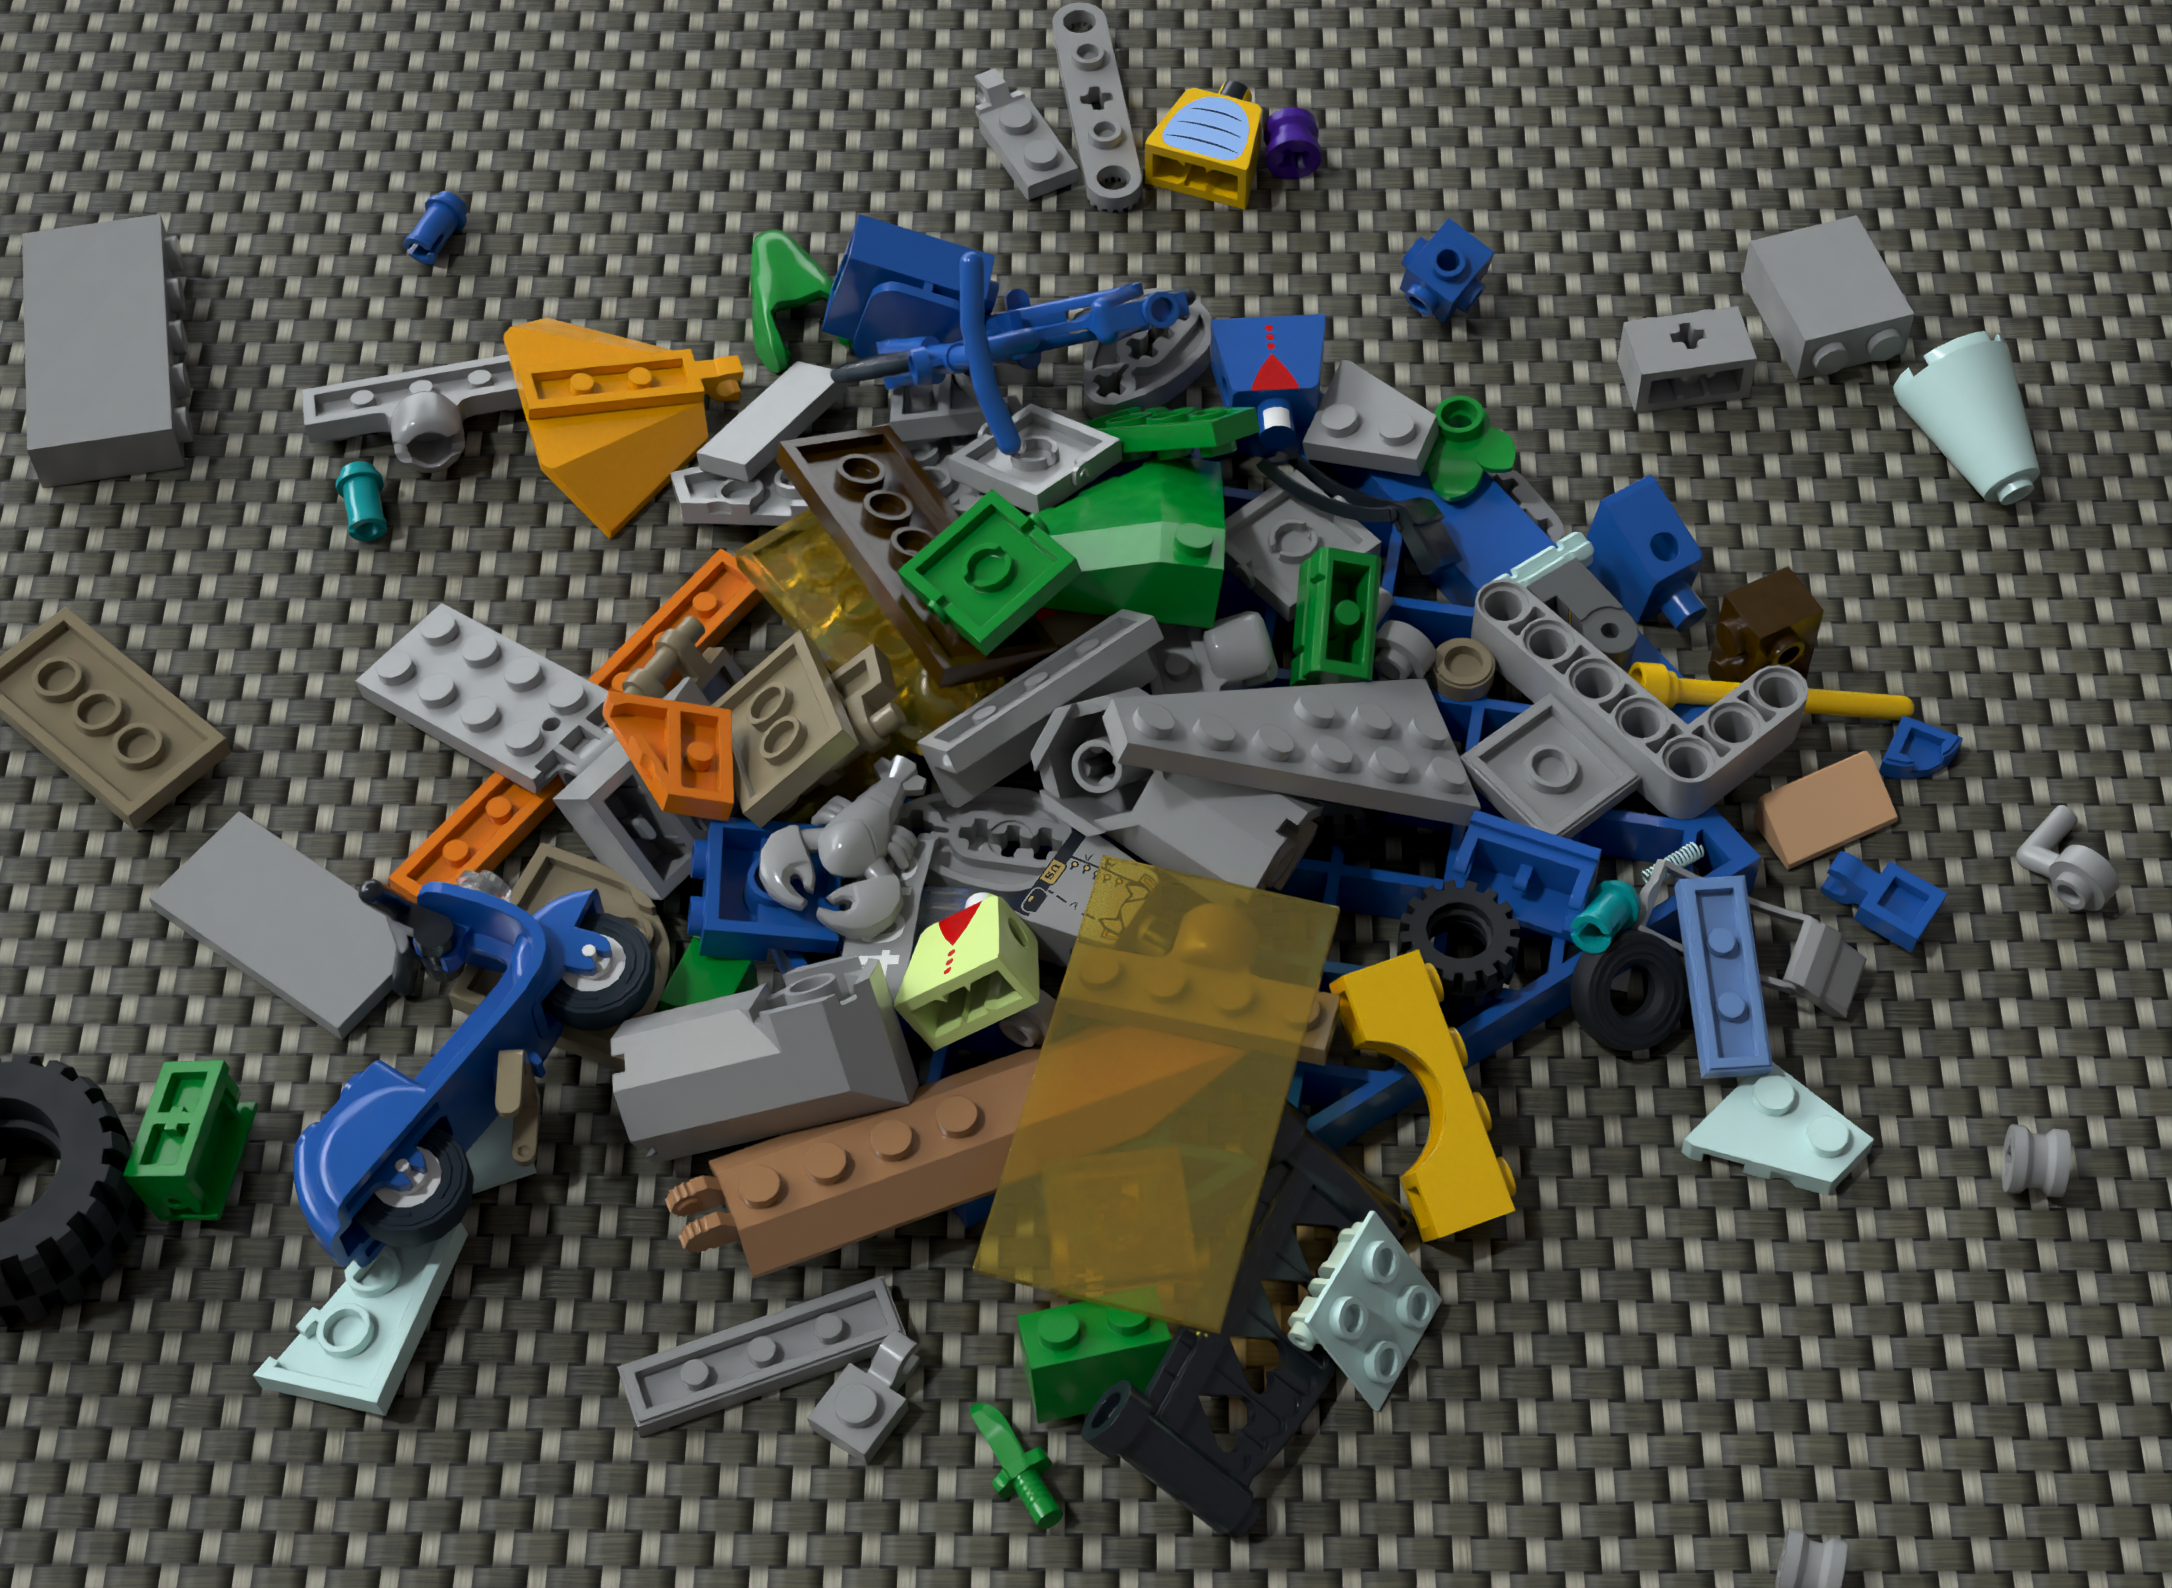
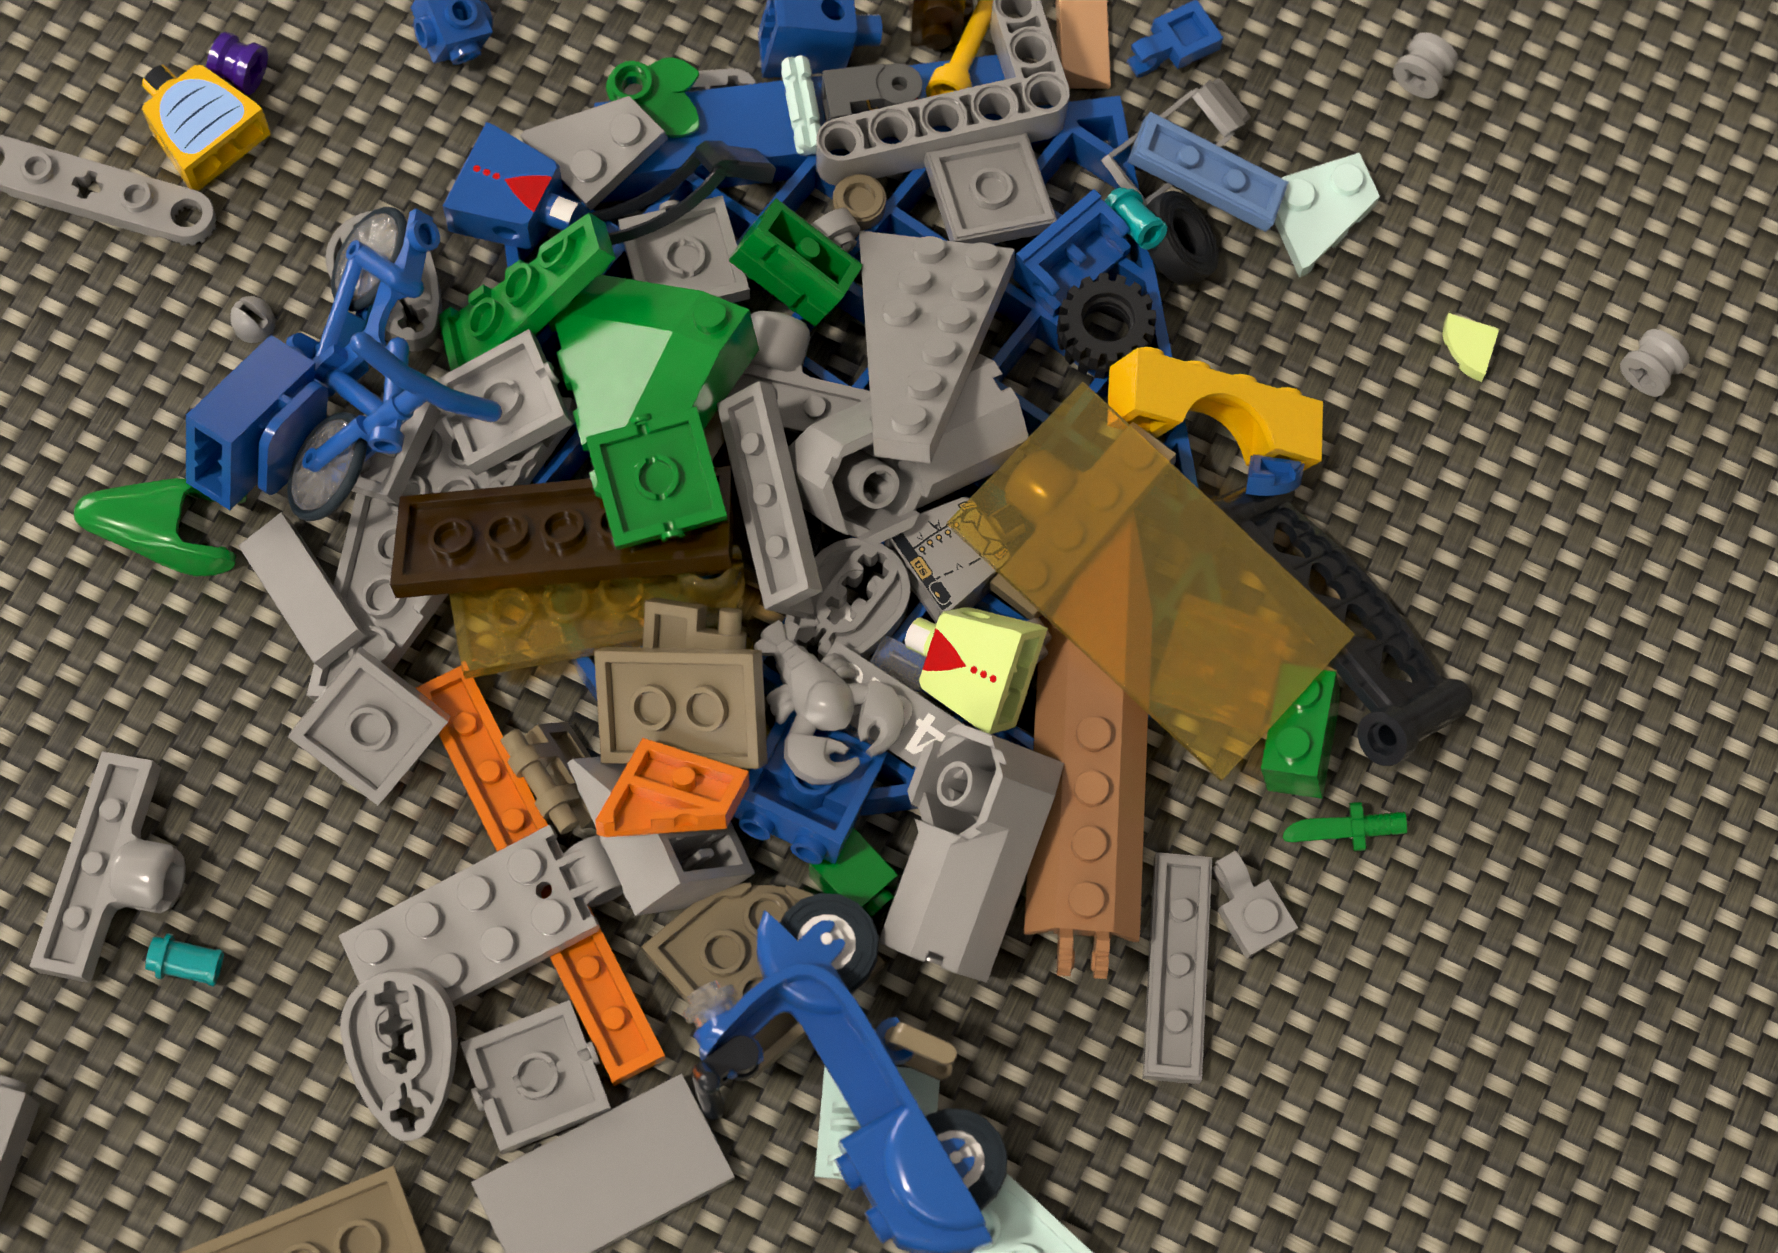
camera: 70 degrees left, 15 degrees up
(330, 724) = (368, 1044): none -> light grey piece
(366, 815) = (535, 1077): none -> light grey plate
(613, 412) = (199, 713): light orange panel -> none
(655, 521) = (369, 726): none -> light grey plate
(1022, 138) = (89, 263): light grey hinge -> none
(1050, 277) = (245, 326): none -> light grey hinge
(1366, 1308) = (1345, 513): light aqua hinge -> none
(1384, 1189) = (1273, 476): none -> blue tile
(1685, 863) = (1099, 156): light aqua leg -> none
(1707, 1360) = (1469, 344): none -> yellowish green tile

